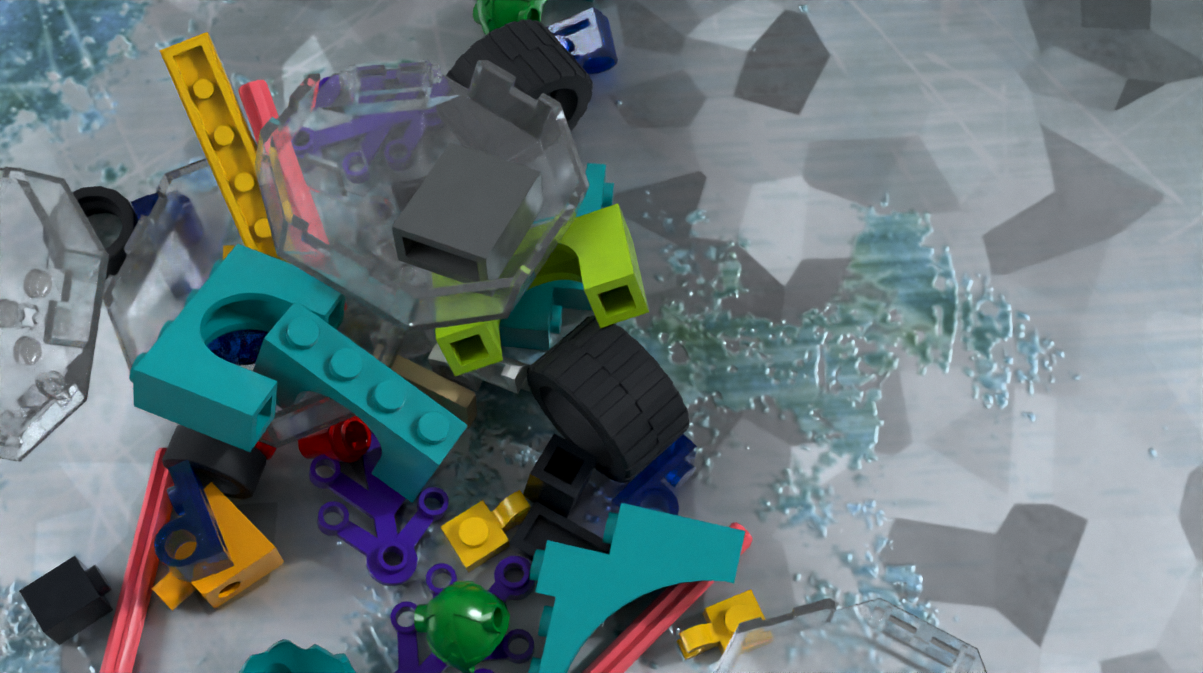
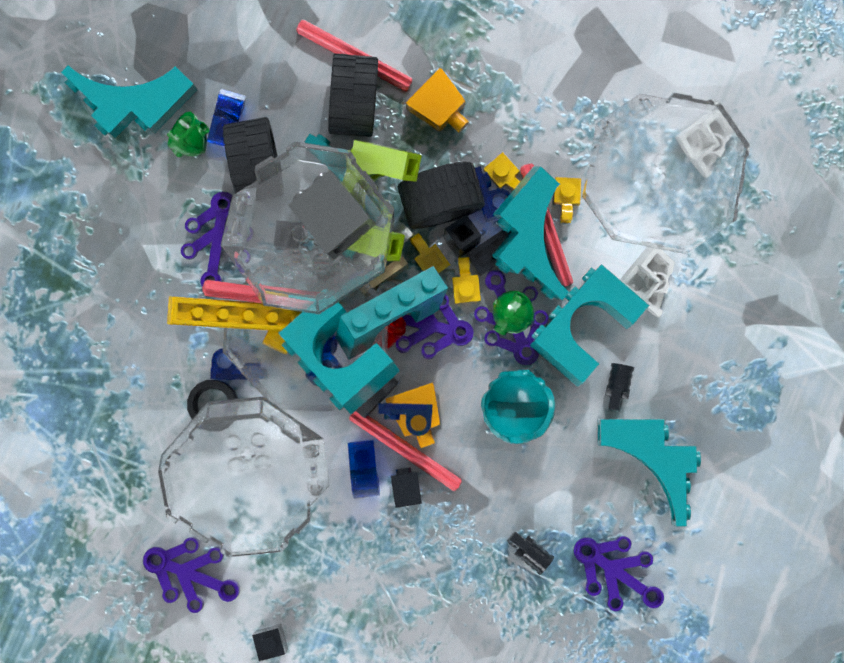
camera: 60 degrees left, 20 degrees up
(62, 514) = (363, 469): none -> clear blue plate
(498, 450) = (429, 256): none -> yellow plate
(699, 188) = (353, 95): none -> black tyre
(711, 495) = (503, 172): none -> yellow plate
(768, 337) = (438, 103): none -> light orange torso
(771, 186) = (340, 47): none -> coral axle

